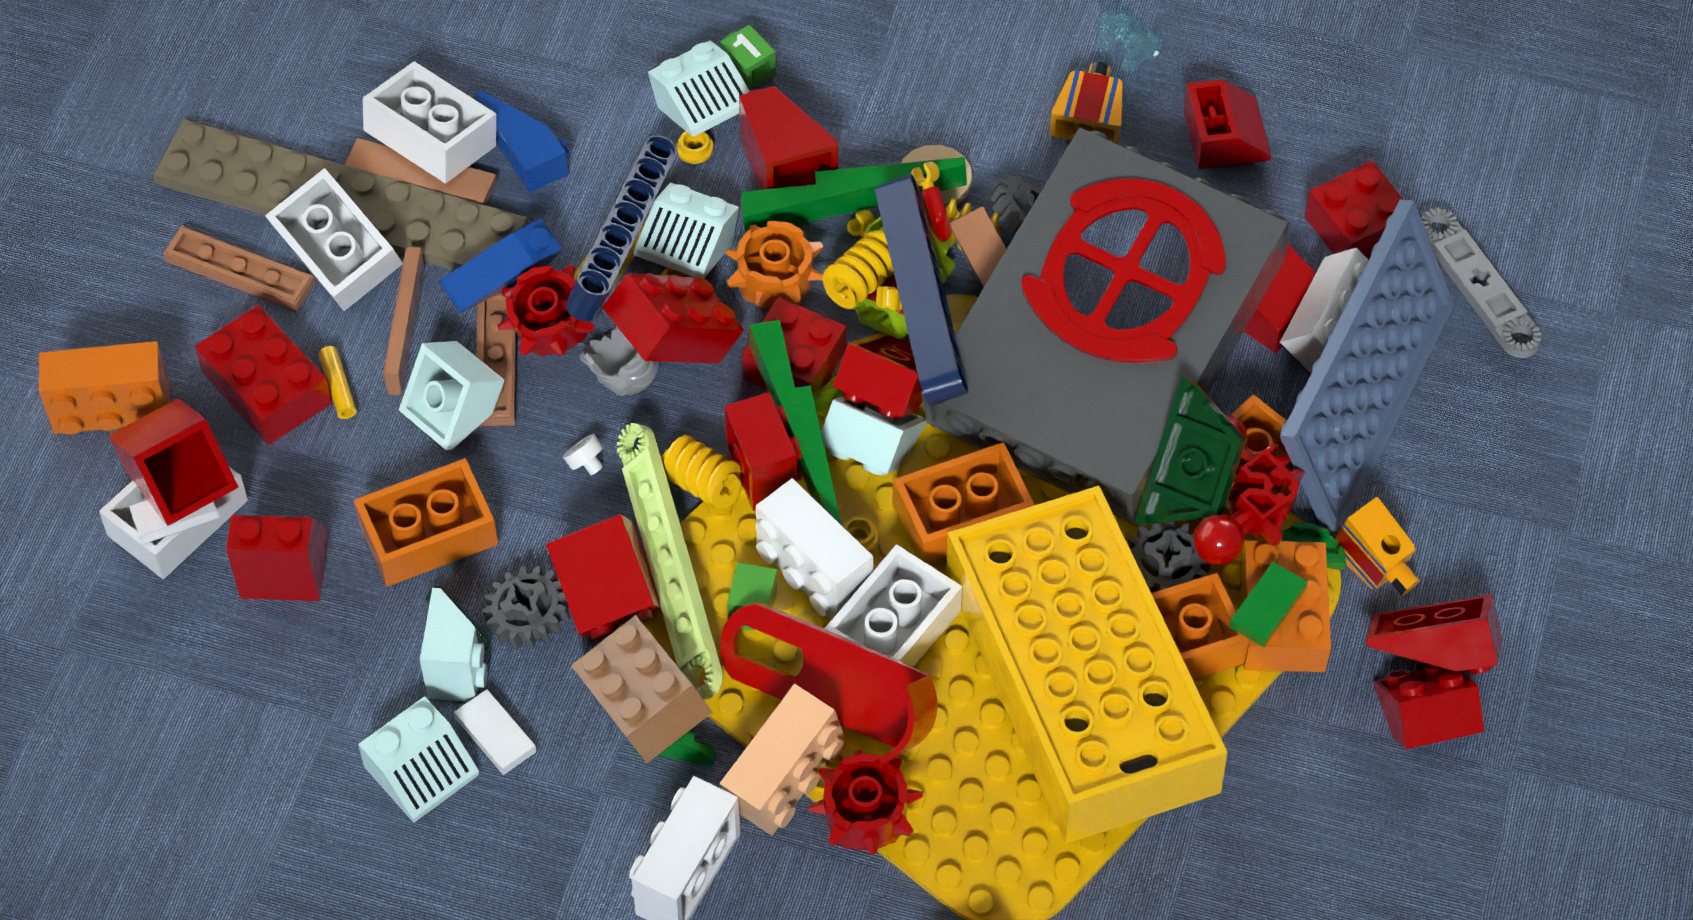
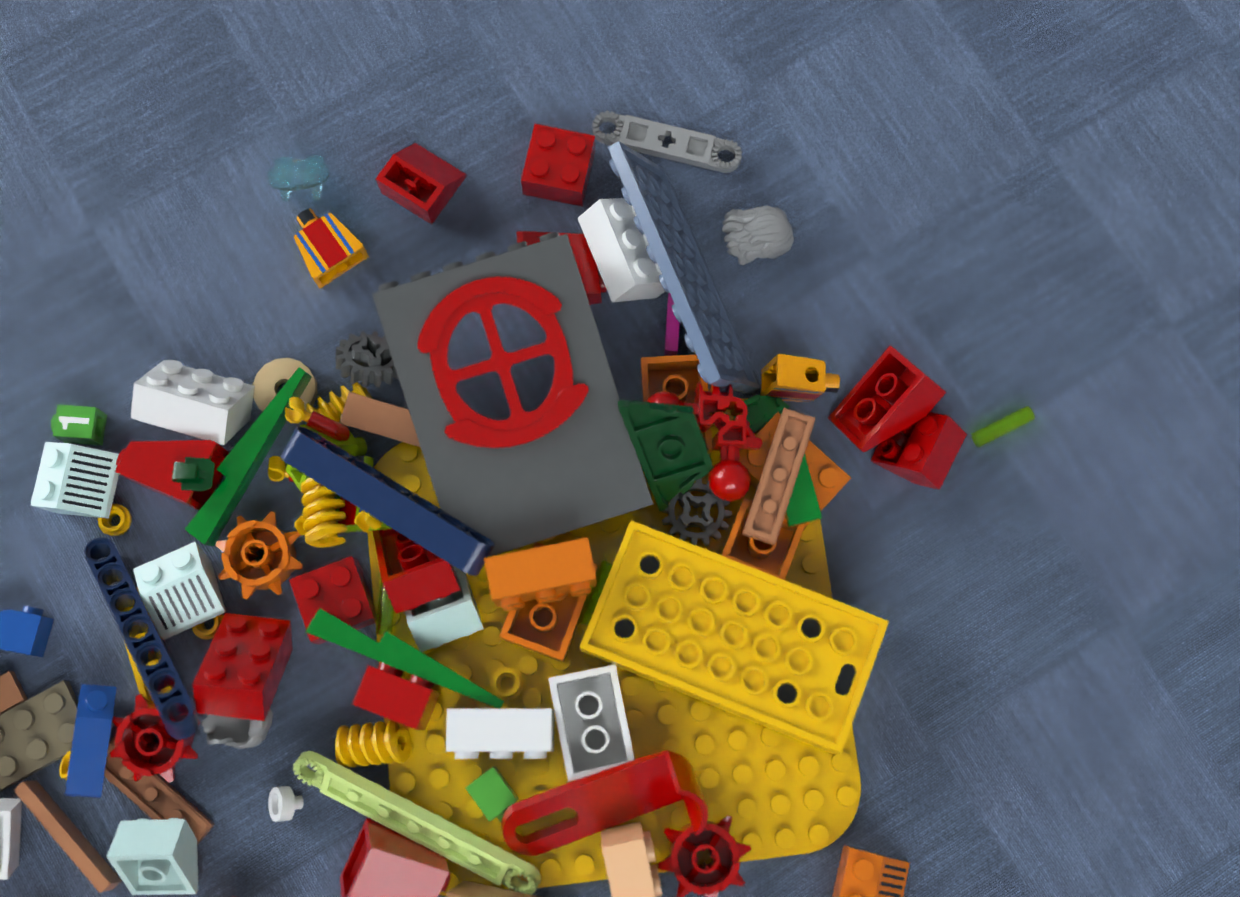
camera: 50 degrees left, 20 degrees up
(793, 144) = (194, 474): none -> dark green piece
(853, 110) = (192, 401): none -> white brick
(980, 450) = (541, 574): none -> orange brick
(1264, 573) = (779, 476): none -> nougat tile
(1478, 416) = (757, 233): none -> light grey hair
(1529, 766) = (1002, 426): none -> clear neon green piece

